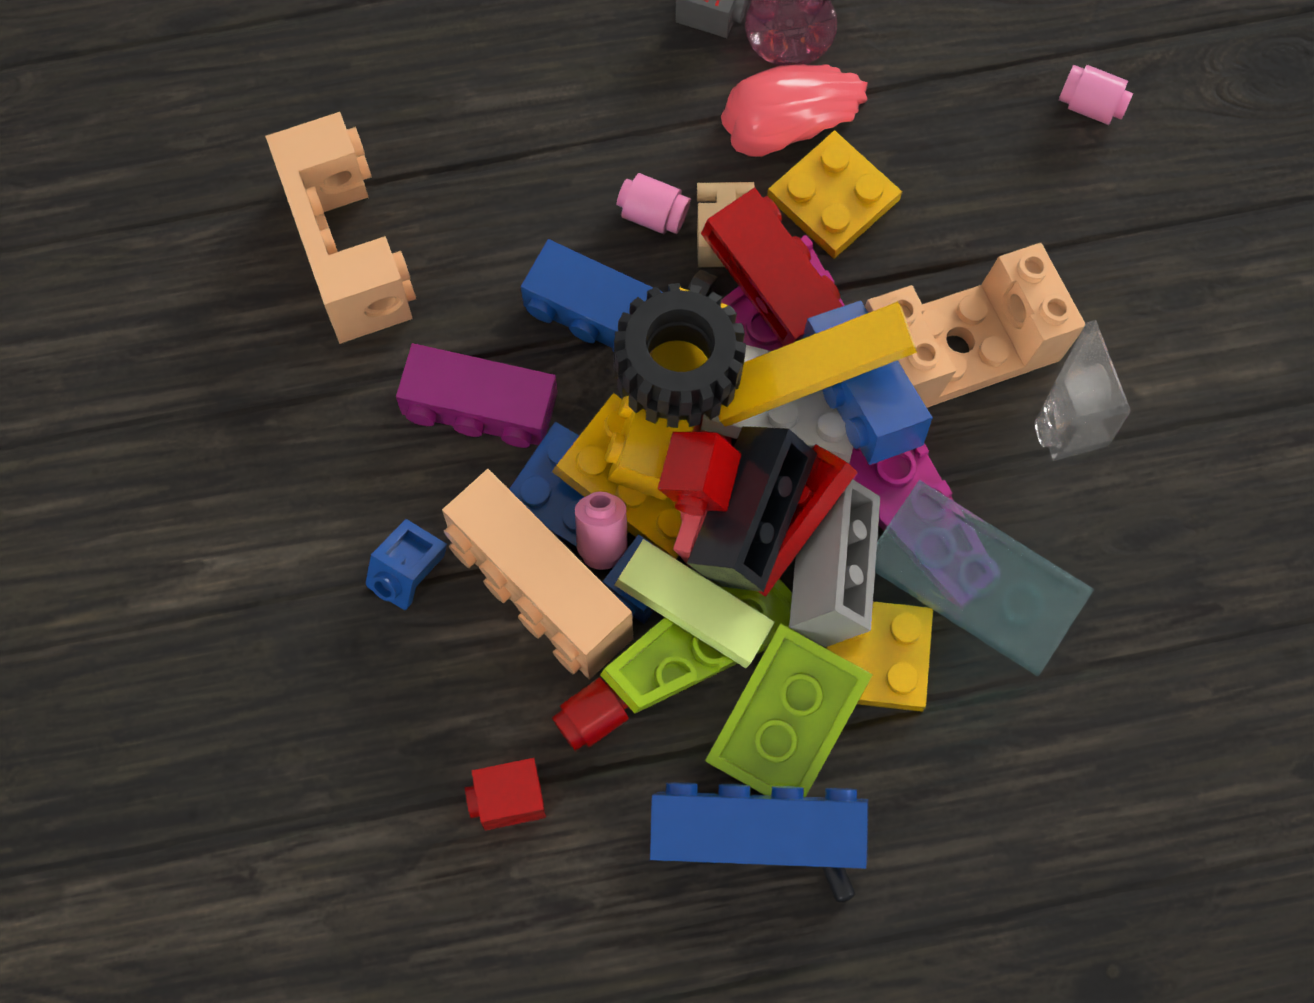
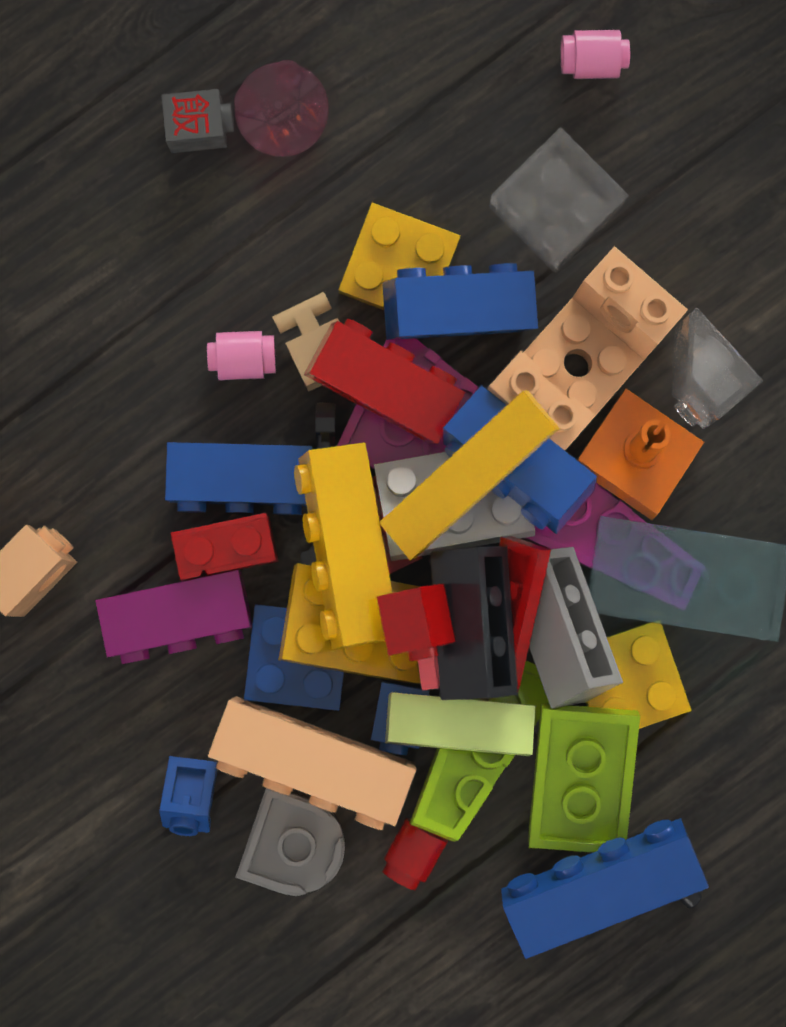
camera: 25 degrees left, 15 degrees up
(478, 657) = (292, 846): none -> light grey tile
(506, 794) = (377, 955): red brick -> none
(569, 353) = (224, 547): none -> red brick
(601, 529) = (348, 694): bright pink brick -> none
(685, 318) = (340, 485): black tyre -> none
(789, 106) = (321, 195): coral hair -> none
(874, 239) = (459, 302): none -> blue brick
(983, 448) = (639, 454): none -> orange tile
(1006, 194) = (558, 200): none -> clear brick

